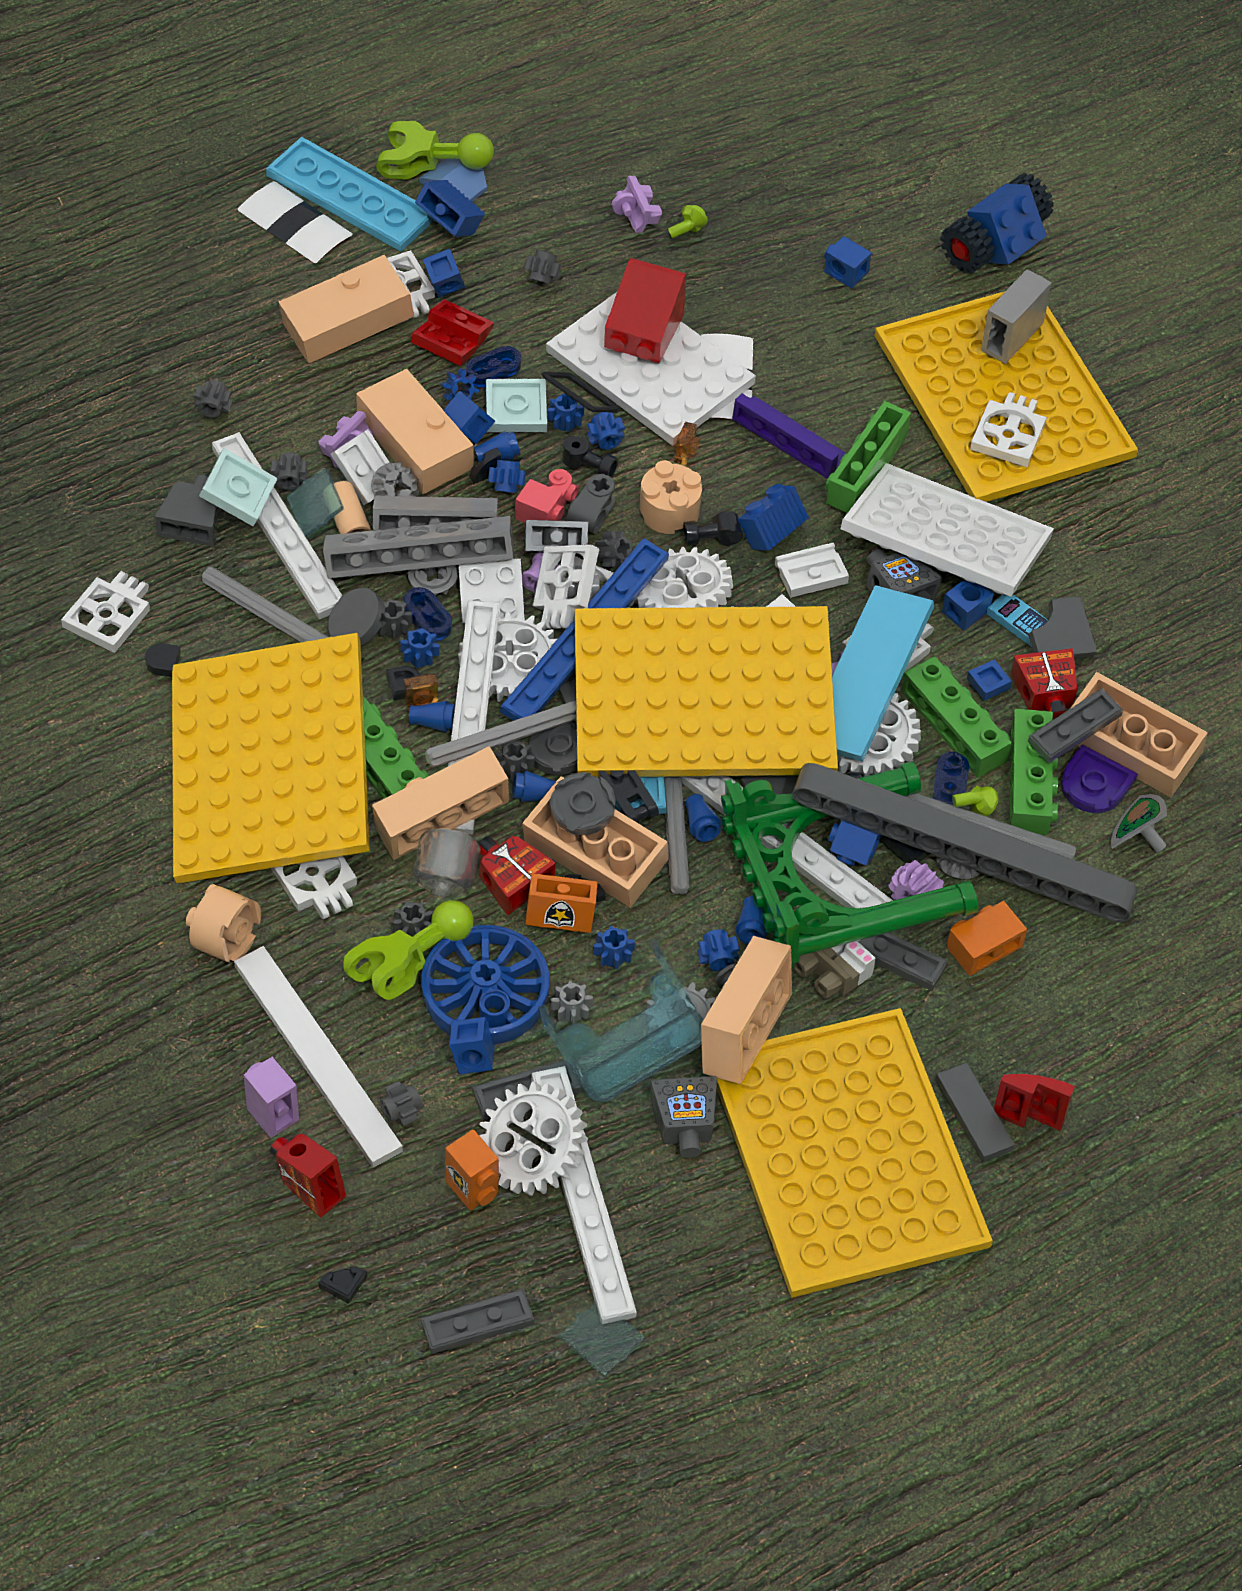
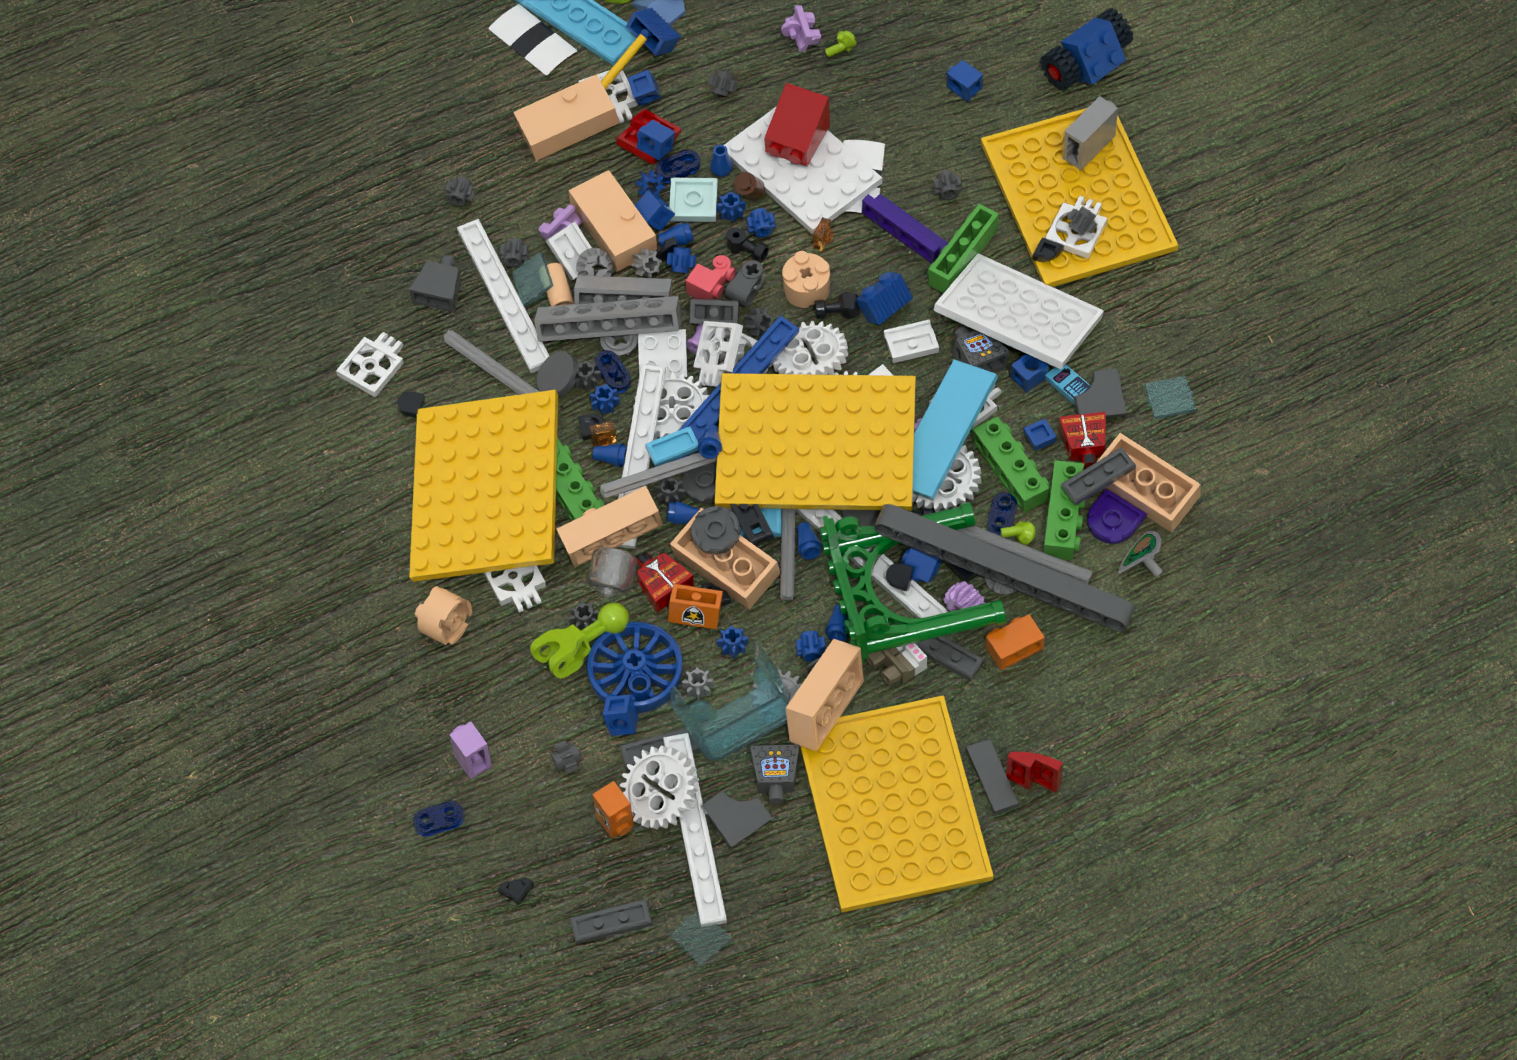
camera: 10 degrees right, 5 degrees up
(231, 1192) = (439, 820): none -> clear blue plate
(238, 487) = (473, 267): light aqua plate -> none
(309, 1172) = (489, 801): red torso -> none
(318, 1057) = (508, 718): white tile -> none
(416, 240) = (622, 62): none -> yellow bar
(461, 480) = (646, 262): none -> light grey gear
(463, 333) = (655, 139): none -> blue brick
(516, 701) = (672, 446): none -> medium azure tile
(548, 356) = (721, 163): none -> blue cone
(549, 376) = (717, 177): black piece -> none
(566, 695) = (710, 443): none -> blue cone
(588, 386) = (749, 186): none -> reddish brown brick
(635, 1176) = (735, 818): none -> dark grey tile
(829, 857) = (900, 575): none -> black tile
(839, 383) = (947, 185): none -> dark grey gear
(975, 457) = (1047, 250): none -> black tile
(1018, 419) = (1082, 220): none -> dark grey gear
(1148, 632) = (1170, 397): none -> clear light blue piece

